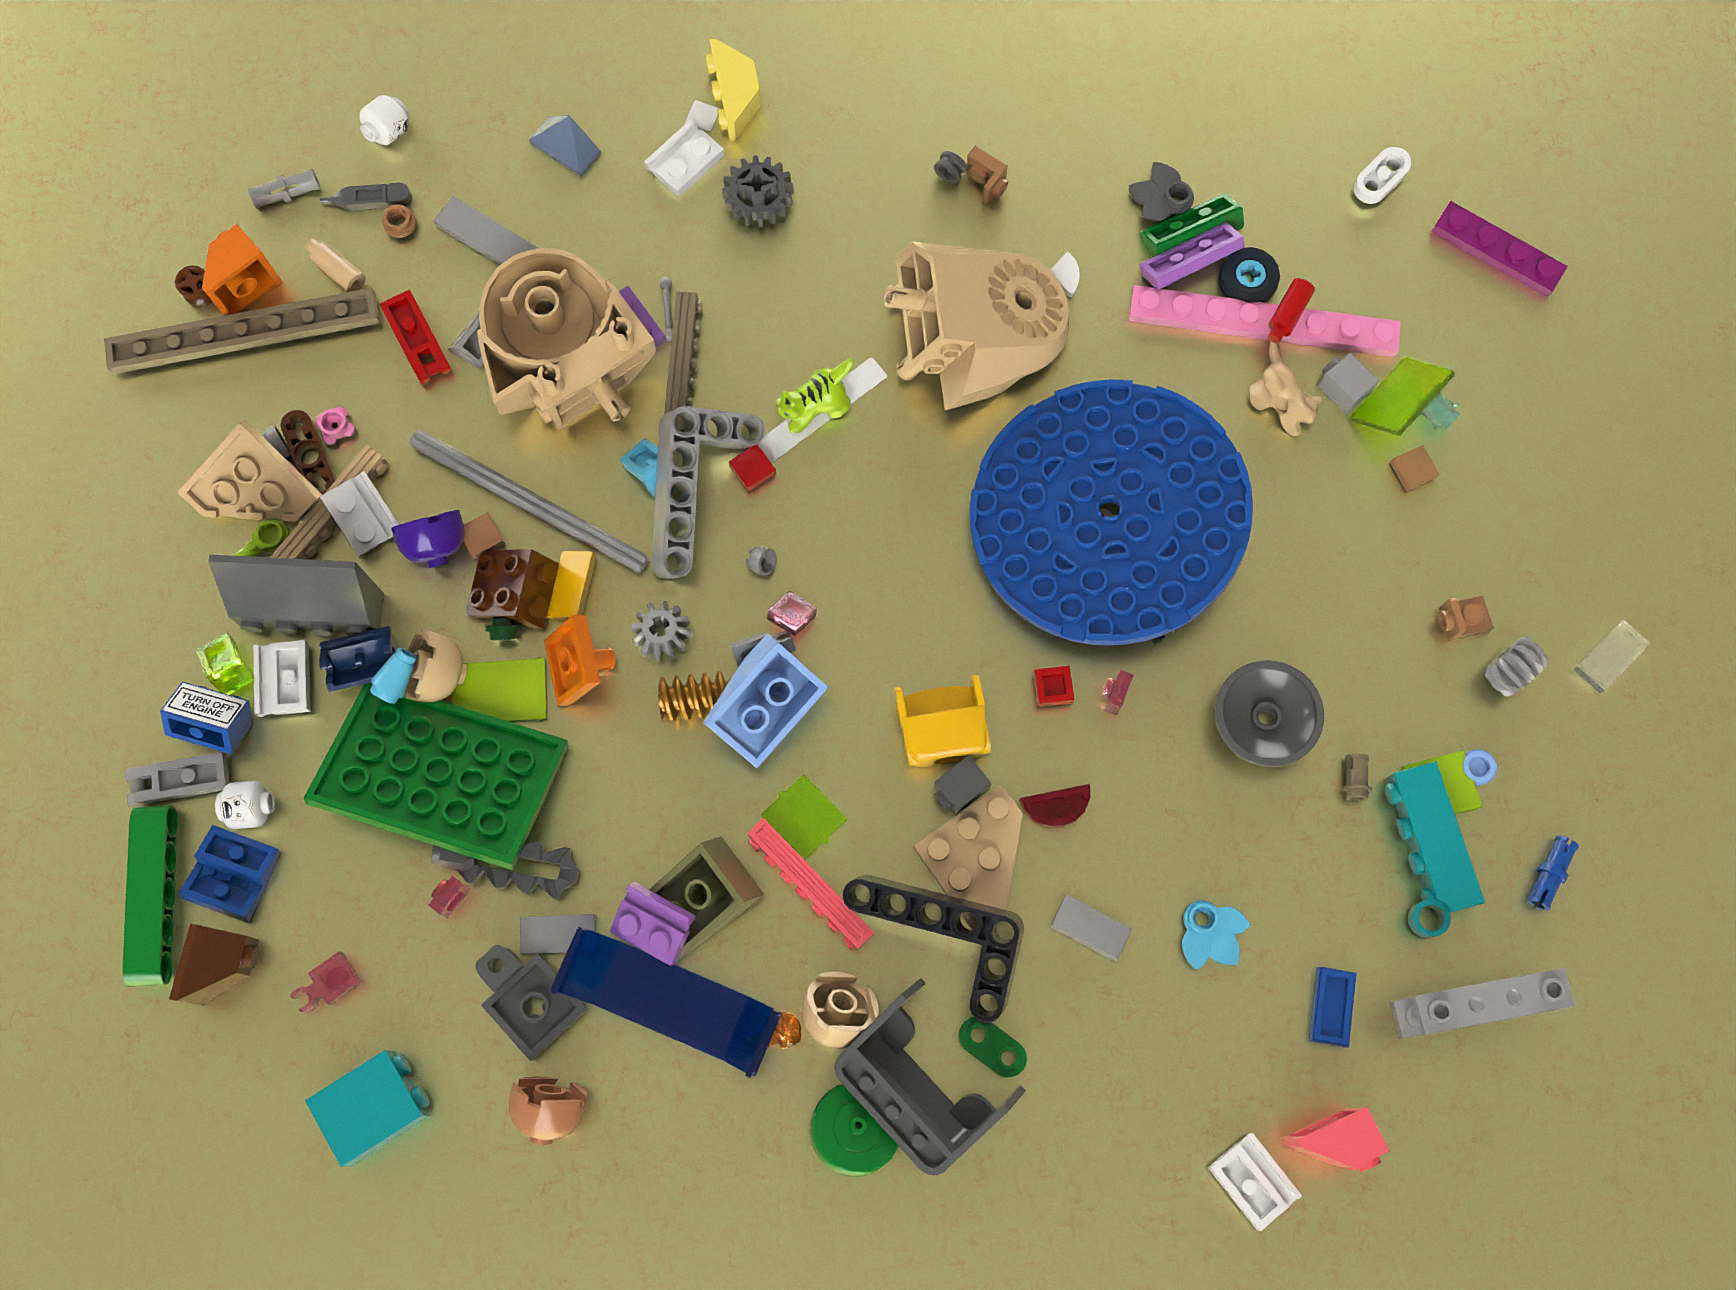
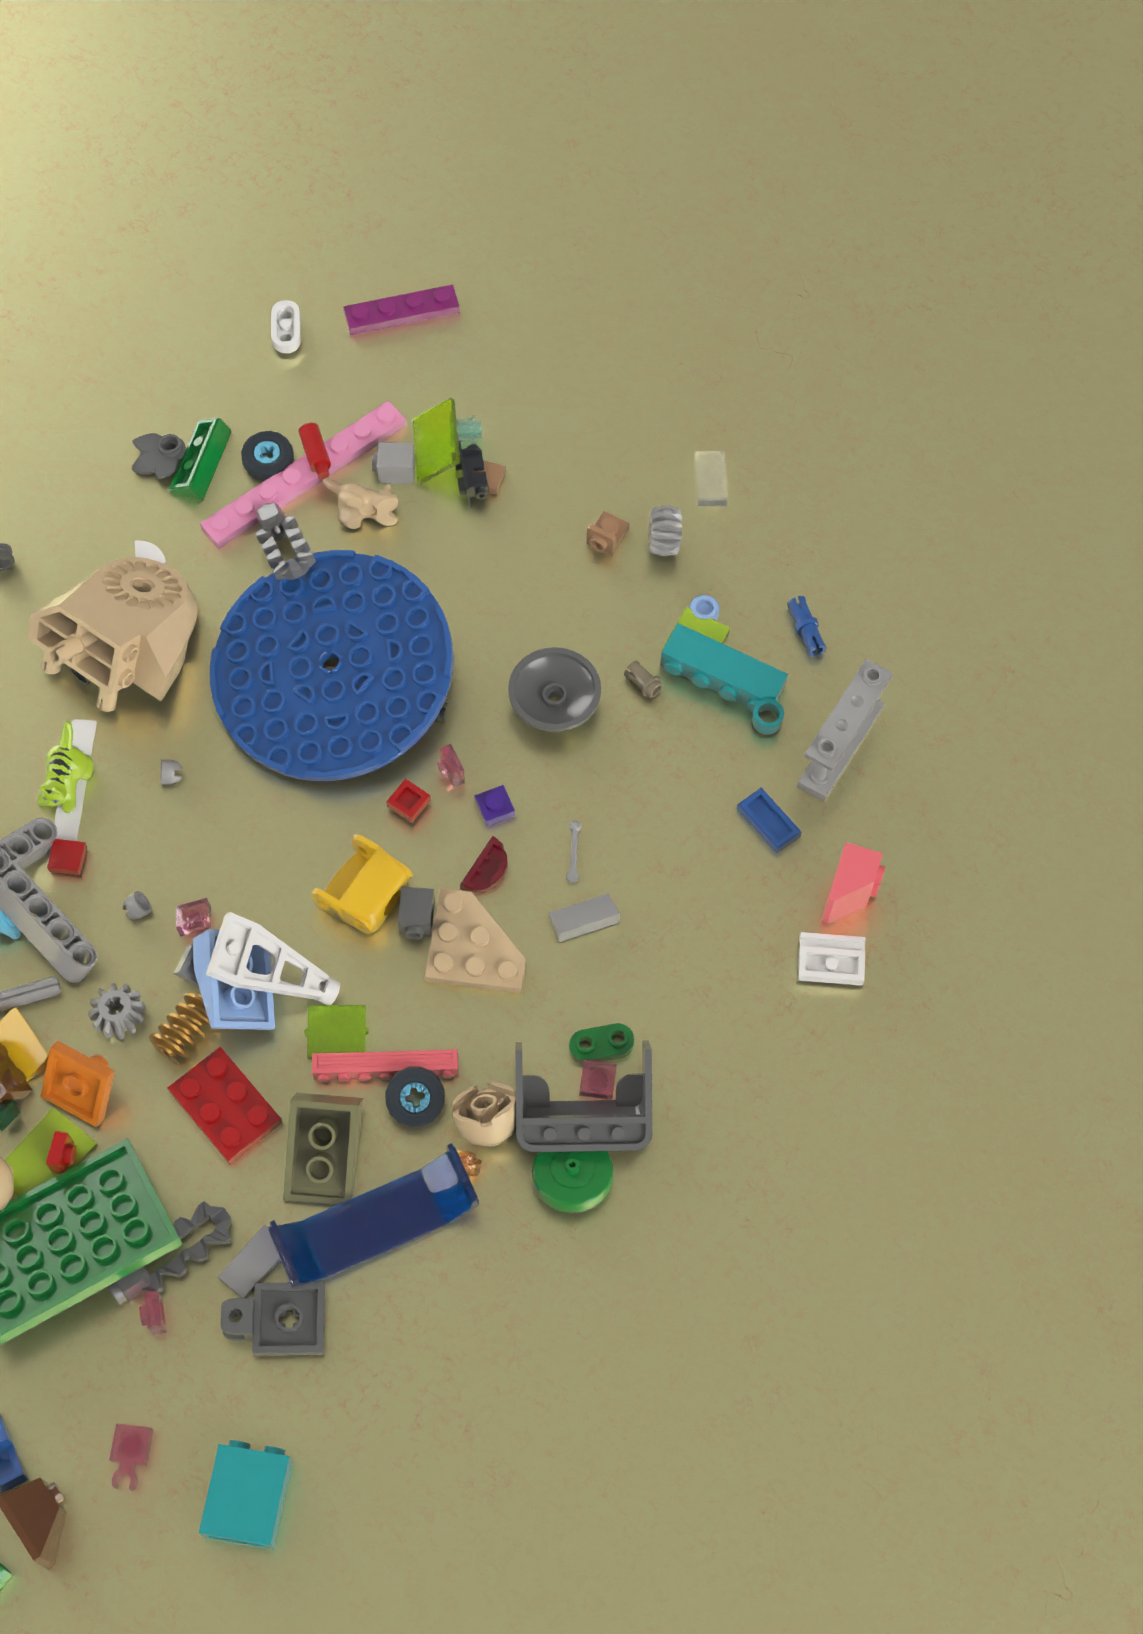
camera: 50 degrees left, 10 degrees down
(509, 702) = (61, 1152): none -> red plate
(546, 1110) = (367, 1367): nougat cylinder -> none
(652, 924) = (310, 1188): medium lavender plate -> none
(663, 788) = (225, 1105): none -> red plate
(776, 680) = (232, 955): none -> white plate
(785, 937) = (404, 1110): none -> black bush
(894, 473) = (167, 772): none -> light grey hinge
(950, 925) = (498, 994): black beam -> none
(956, 1074) = (597, 1079): none -> clear pink plate
(988, 170) = (27, 537): medium nougat bracket -> none
(1118, 759) = (494, 805): none -> dark purple plate
(1119, 883) = (572, 875): none -> light grey hinge
(1188, 346) = (276, 527): none -> dark grey sword
(1192, 255) = (218, 474): medium lavender plate -> none
(1215, 938) = (661, 850): medium azure plate -> none
(1394, 462) = (472, 483): none -> black hinge

